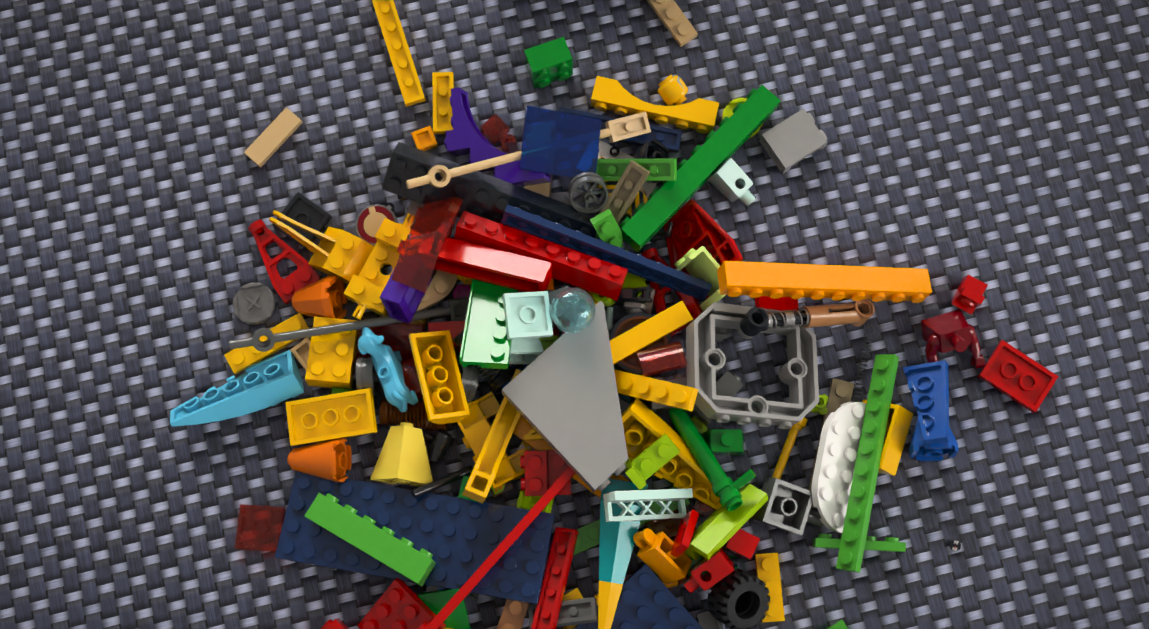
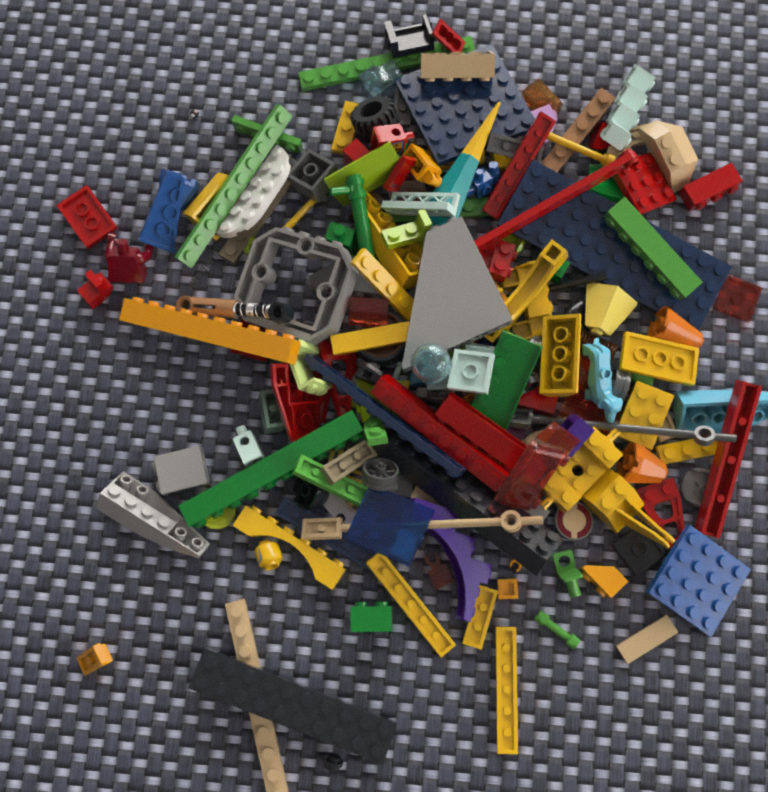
camera: 160 degrees left, 0 degrees up
(232, 326) = (727, 459): none -> red tile
(235, 206) = (698, 580): none -> plate
(329, 179) = (605, 578): none -> light orange slope
(347, 111) = (570, 639): none -> bright green bar
(366, 171) = (568, 573): none -> bright green bracket
(507, 86) = (411, 604): none -> yellow tile
(586, 566) = (484, 180): none -> blue piece
(725, 221) = (270, 412): none -> sand green brick
(815, 89) = (149, 516): none -> light grey wedge

